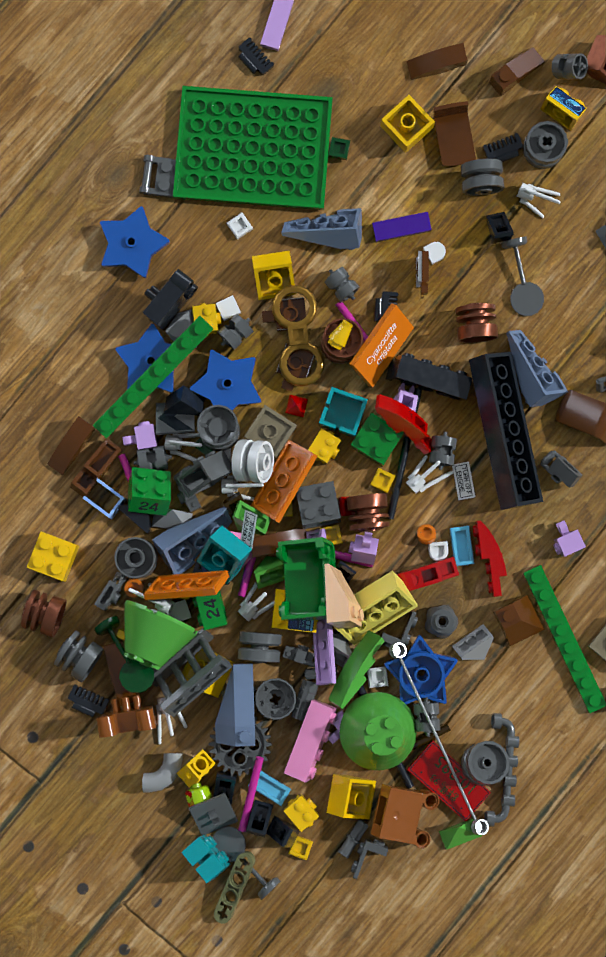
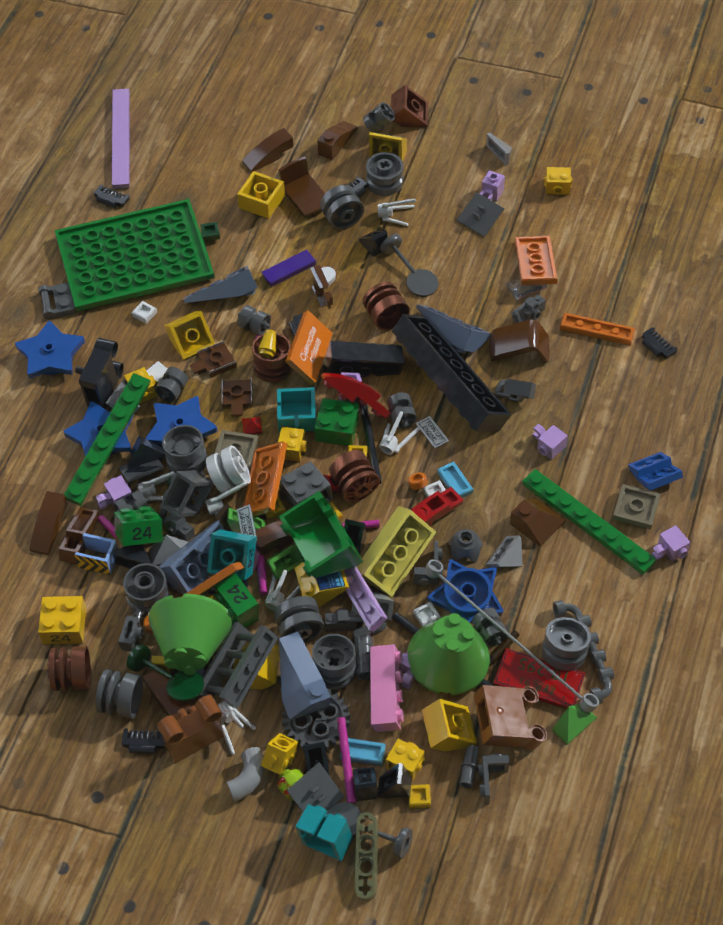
camera: 20 degrees left, 30 degrees down
(298, 335) = (230, 368): pearl gold bar -> none
(341, 604) = (362, 539): light nougat slope -> none
(353, 672) = (400, 608): bright green slope -> none
(364, 548) = (365, 507): lavender brick -> none
(488, 549) = (485, 474): red slope -> none

